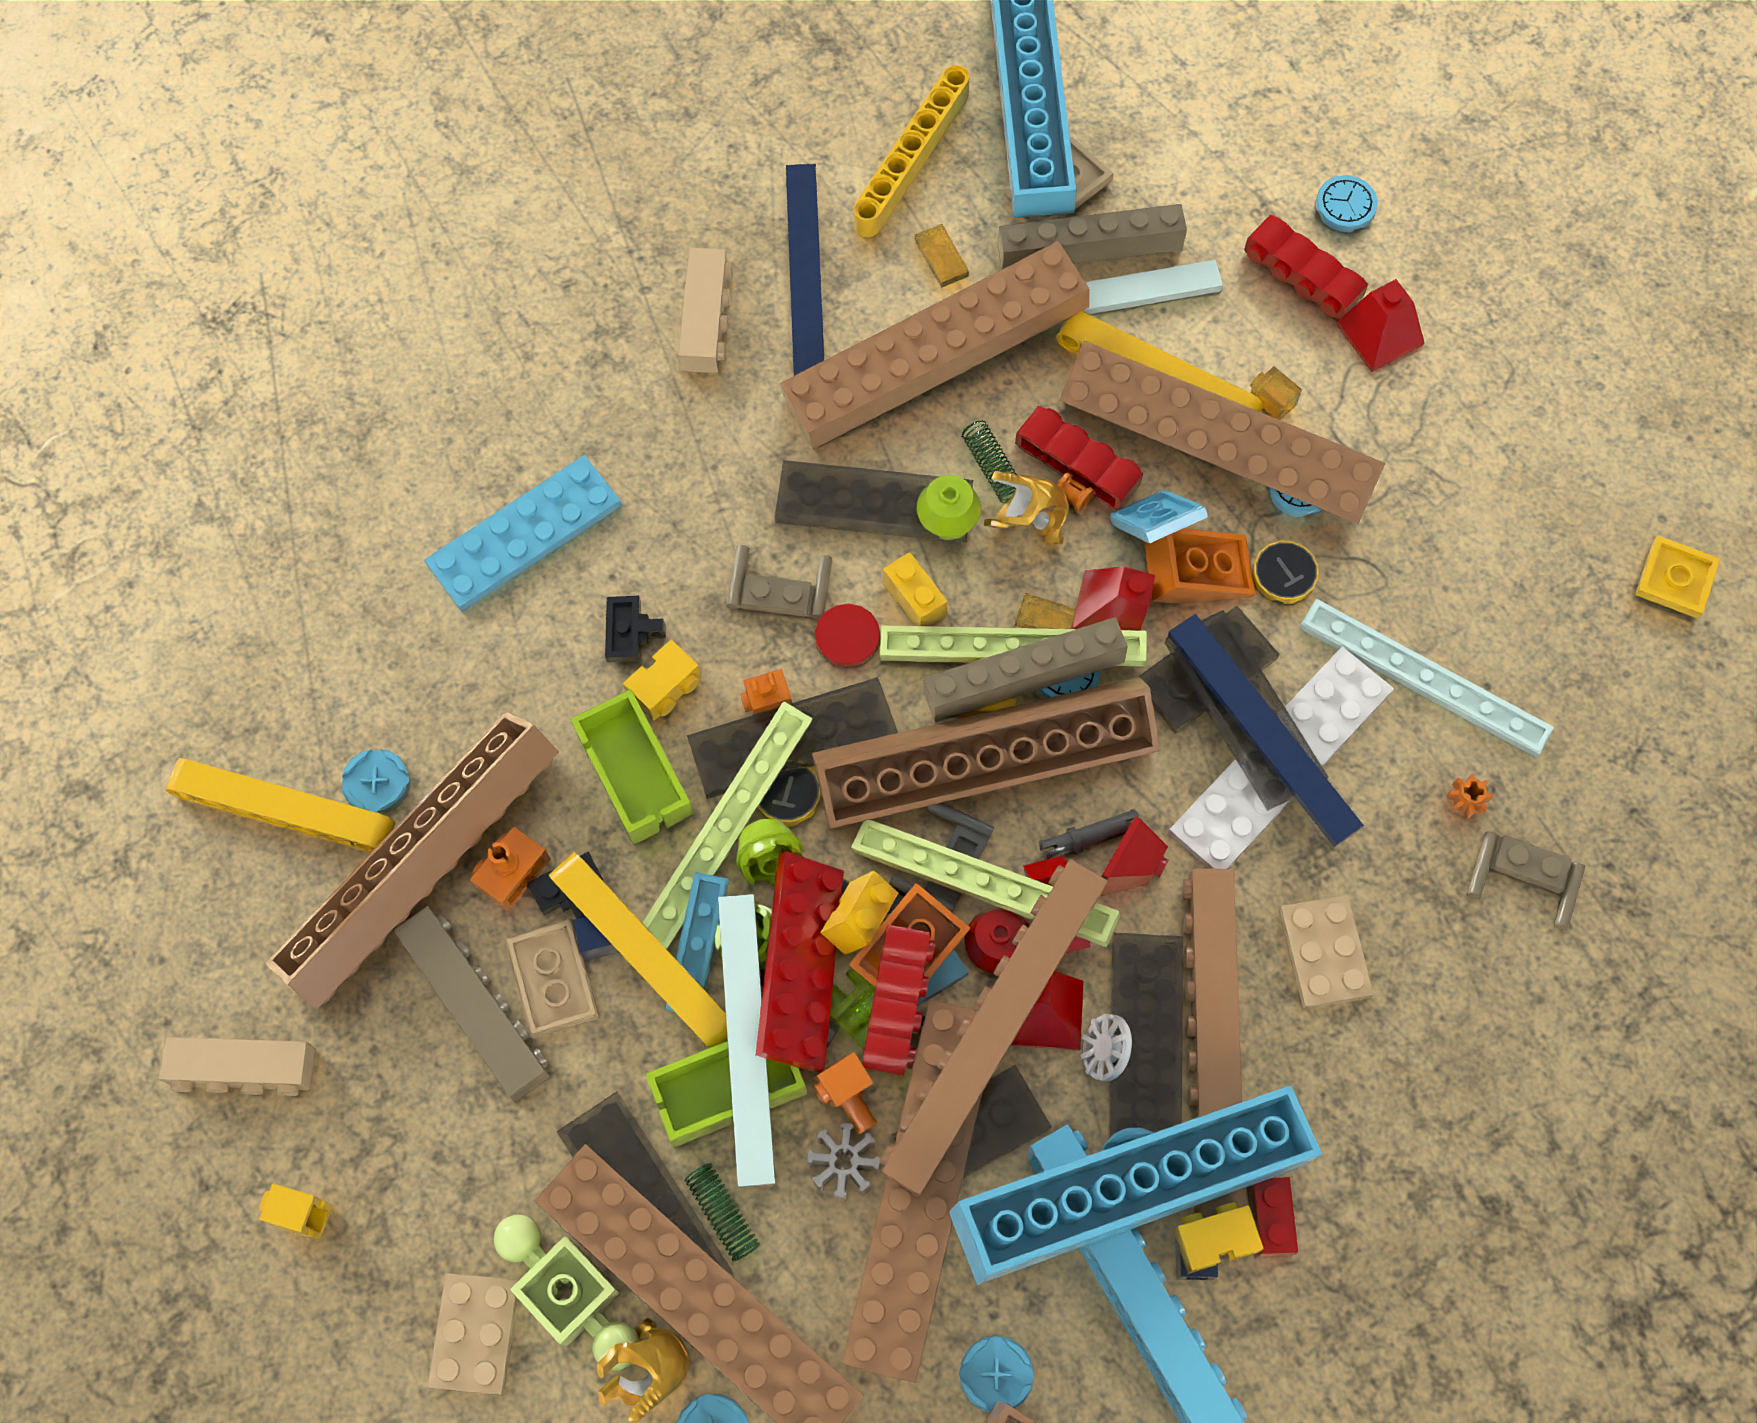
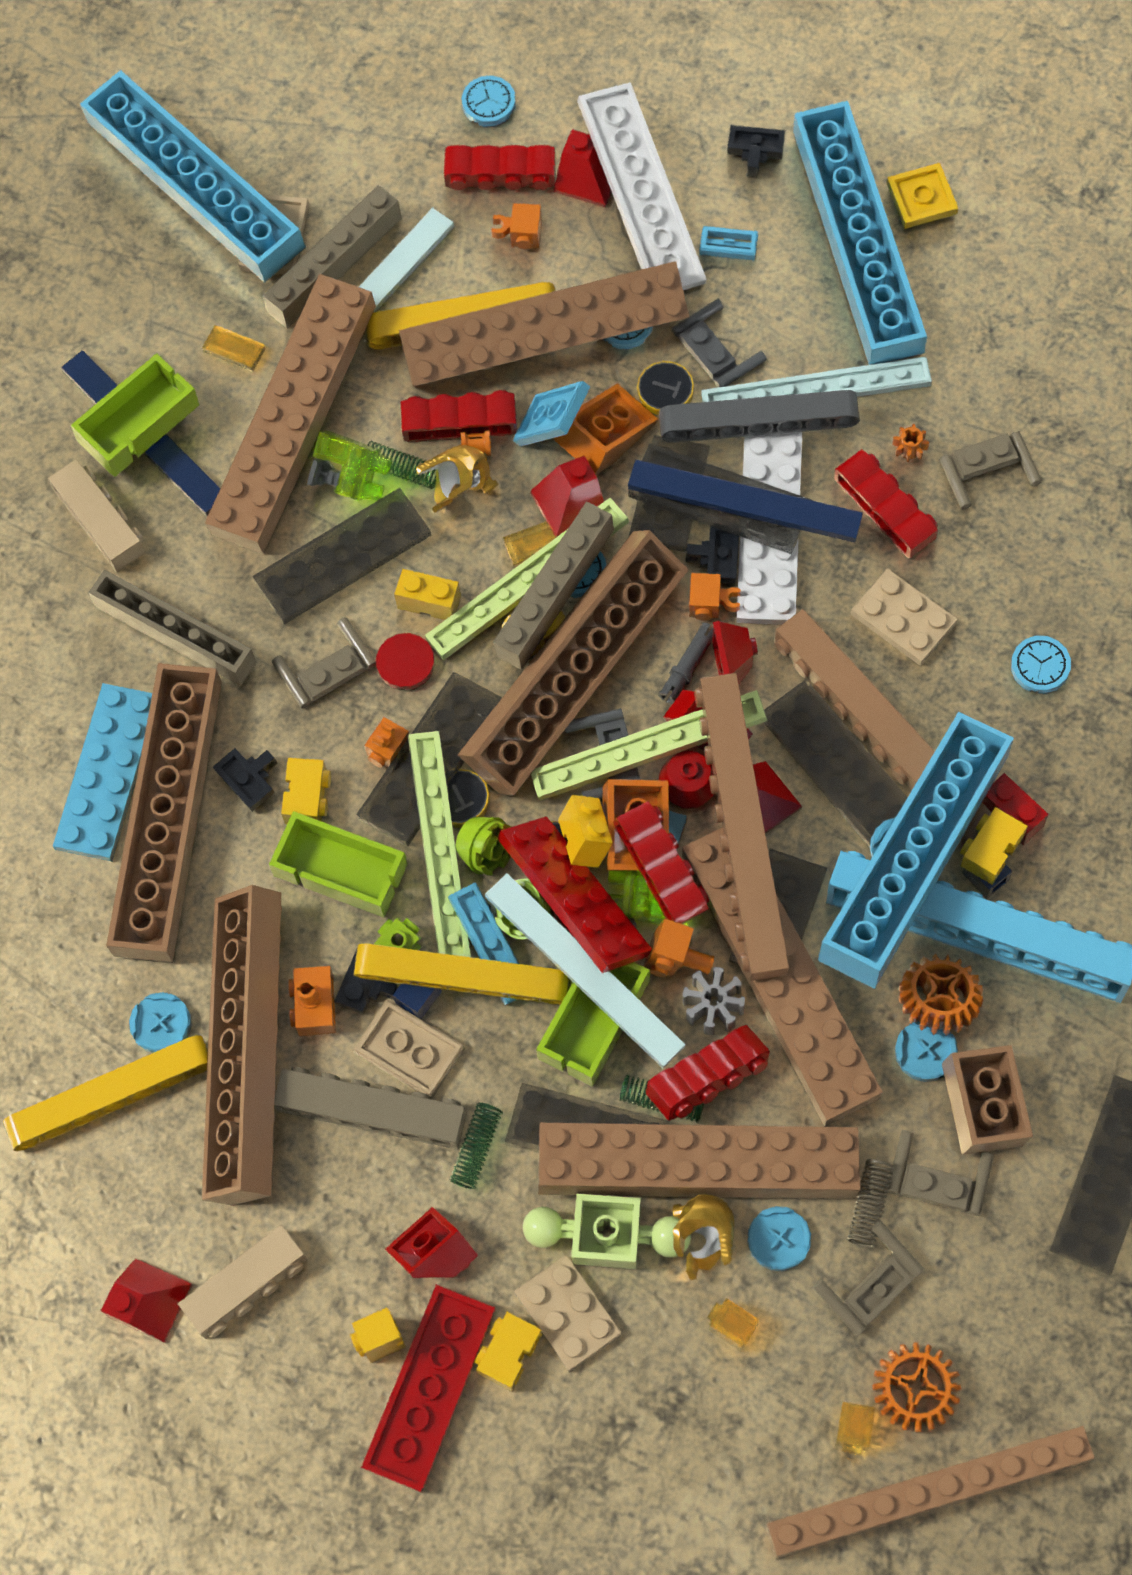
camera: 35 degrees left, 0 degrees up
(149, 1008) = (146, 1299): none -> red slope
(299, 1296) = (428, 1388): none -> red plate
(383, 1324) = (504, 1355): none -> yellow brick
(410, 1173) = (432, 1248): none -> red slope
(532, 604) = (164, 813): none -> medium nougat brick
(569, 1094) = (473, 1170): none -> clear green piece
(624, 873) = (406, 928): none -> lime brick
(678, 453) = (172, 627): none -> dark tan brick
(776, 1225) = (708, 1072): none -> red brick
(804, 248) = (135, 414): none -> lime piece
(935, 114) = (143, 277): yellow beam -> none
(949, 507) = (401, 518): lime cone -> none
(951, 435) = (358, 466): none -> clear neon green hips
(1080, 1332) = (941, 1010): none -> orange gear
(1106, 1047) = (819, 788): white wheel -> none
(1160, 787) = (707, 595): none -> orange brick
(1199, 758) = (717, 554): none -> black hinge
(1276, 392) = (555, 268): clear yellow brick -> none
(1279, 334) = (523, 226): none -> orange brick
(1347, 663) = (759, 416): none -> dark grey beam
(1354, 569) = (709, 350): none -> dark grey plate
(1398, 834) = (885, 503): none -> red brick
(1417, 372) = (639, 182): none -> white plate
(1418, 1101) = (1040, 664): none -> medium azure tile
(1452, 489) = (728, 247): none -> medium azure tile
(1556, 417) = (755, 145): none -> black hinge
(1585, 568) = (859, 234): none -> medium azure brick

